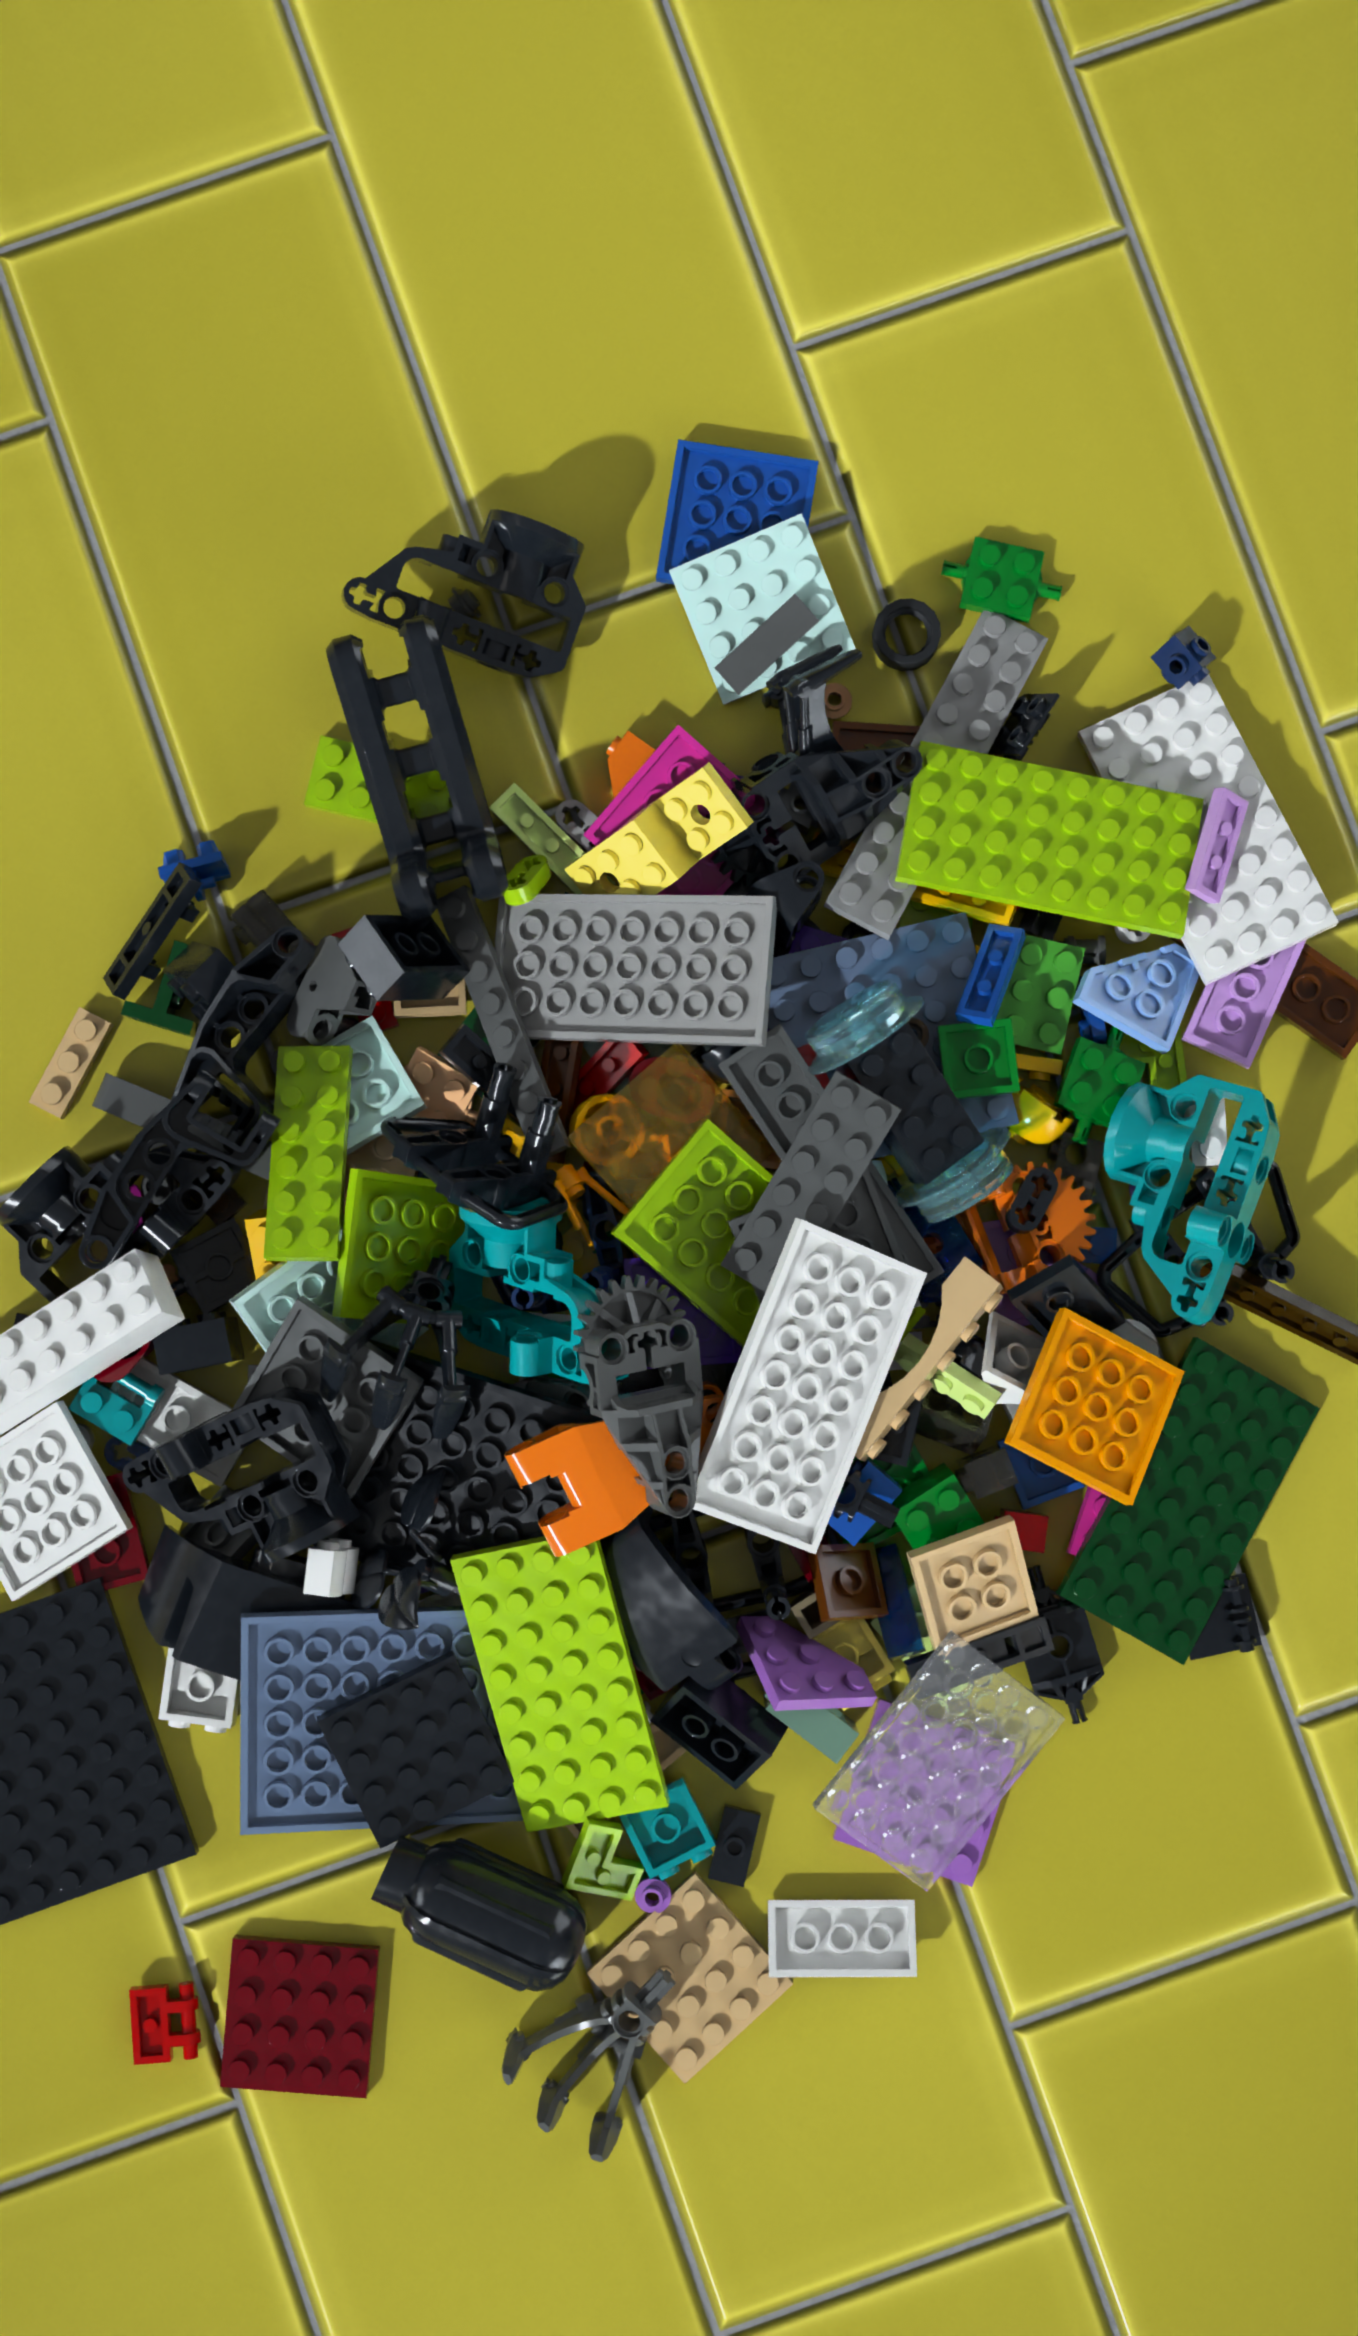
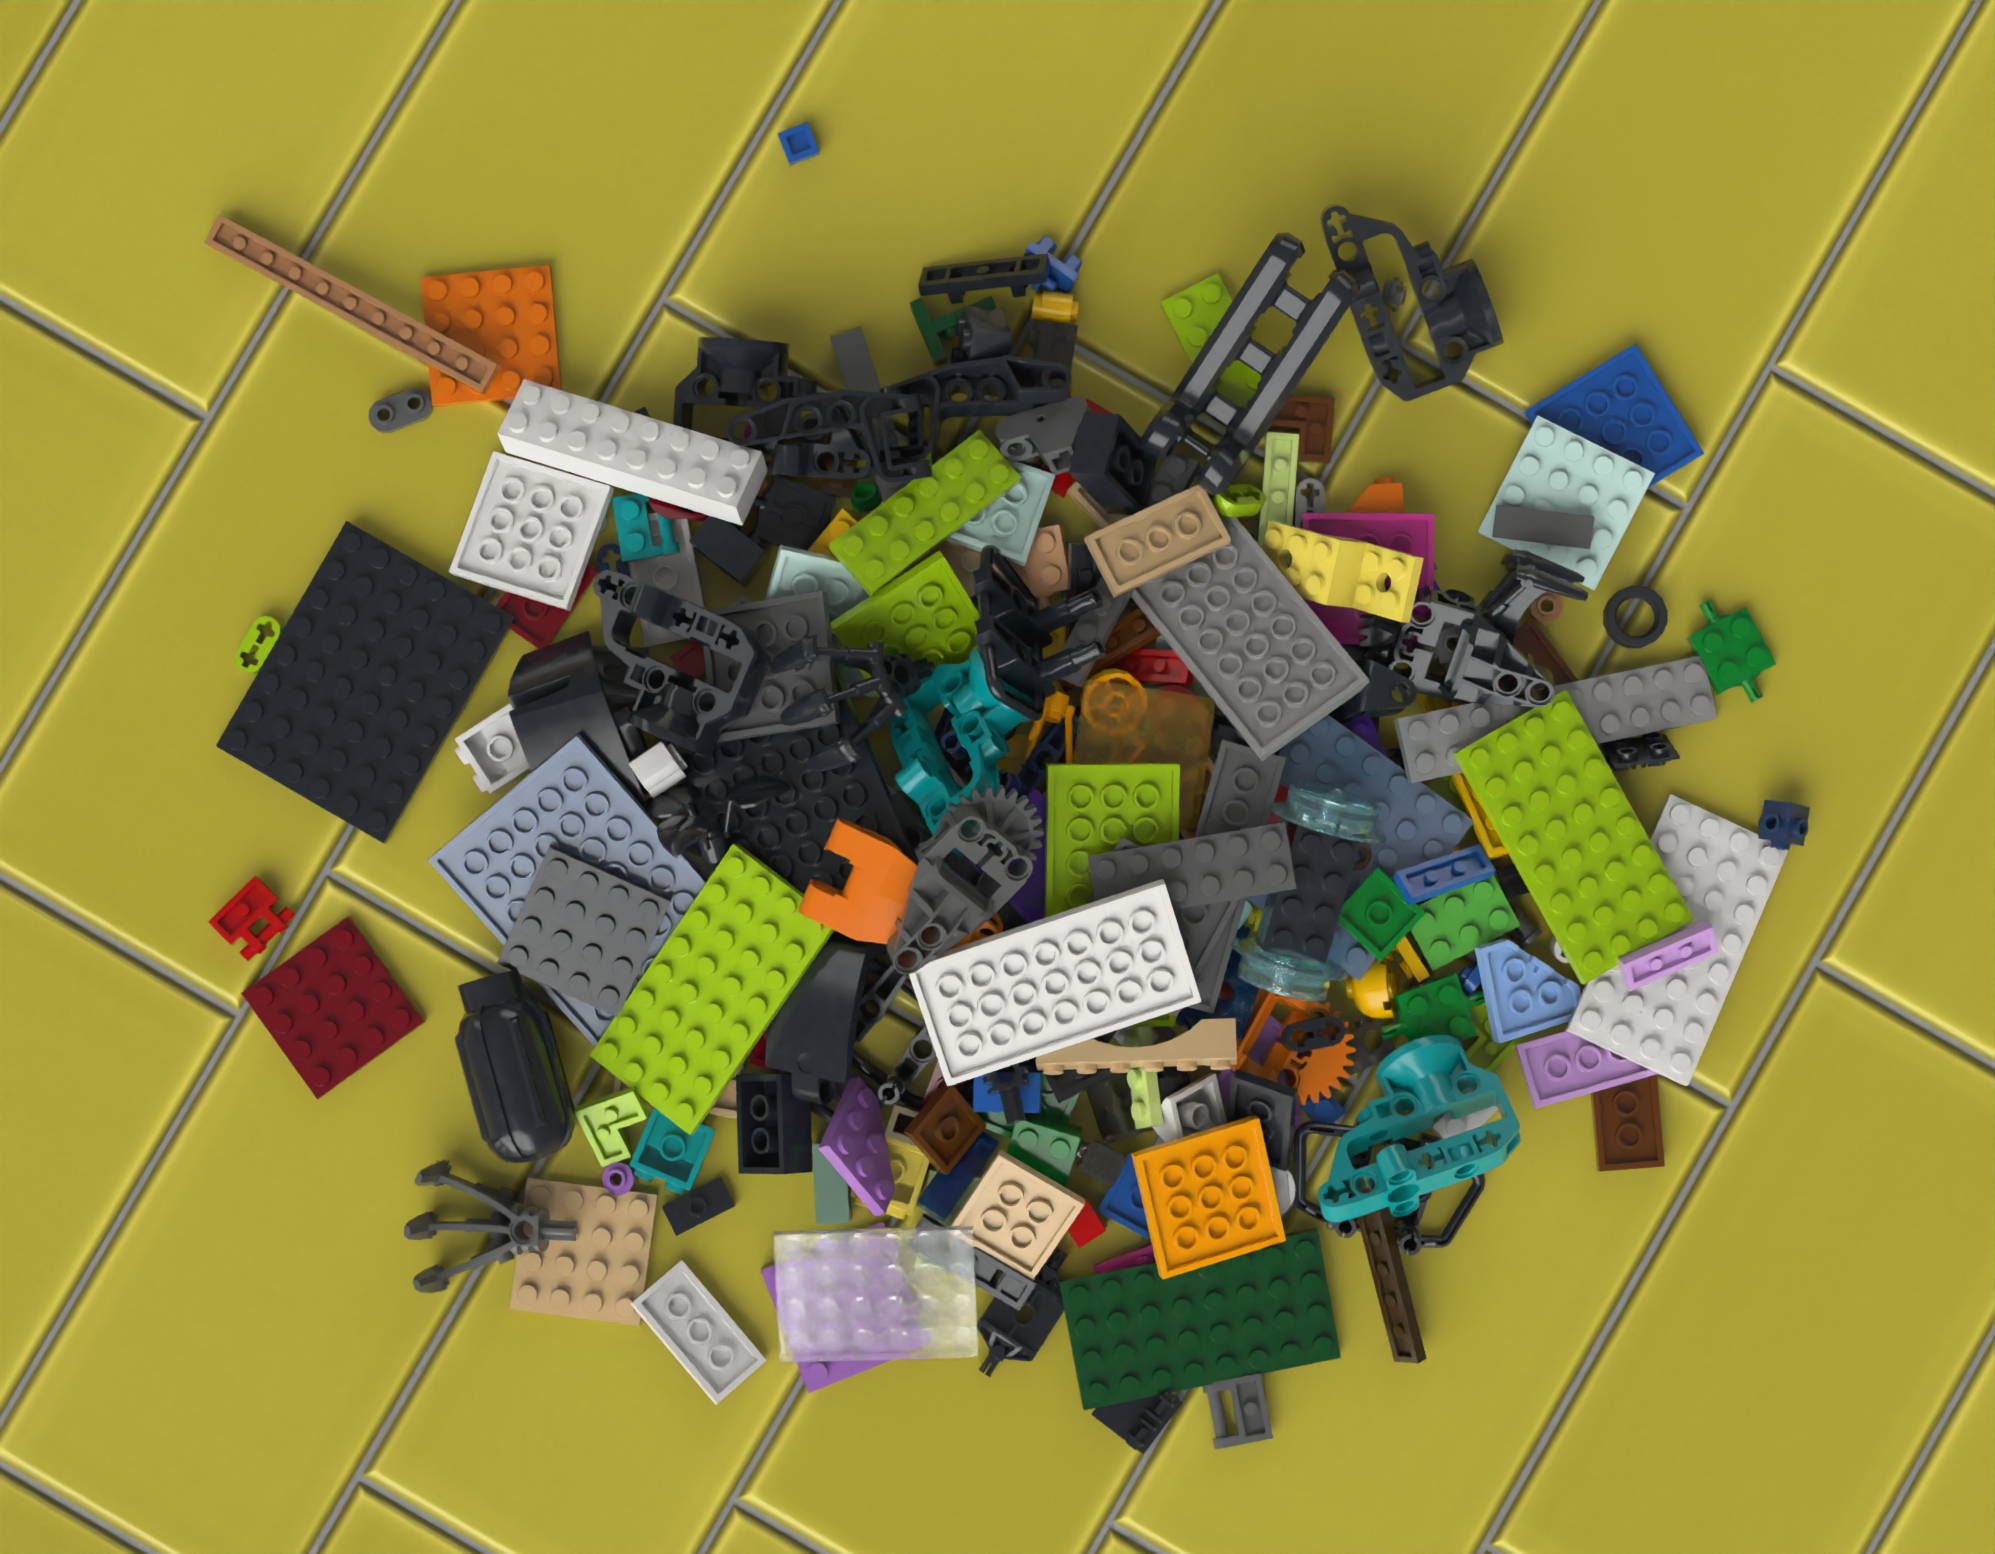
camera: 45 degrees right, 0 degrees up
(71, 1063) = (846, 296): tan plate -> none
(231, 895) = (1054, 307): none -> yellow brick
(253, 1191) = (865, 497): none -> green plate
(264, 1459) = (690, 659): none -> red plate
(501, 975) = (1157, 540): none -> tan plate
(515, 761) = (1315, 424): none -> reddish brown plate
(1299, 1523) = (1248, 1407): none -> dark grey plate

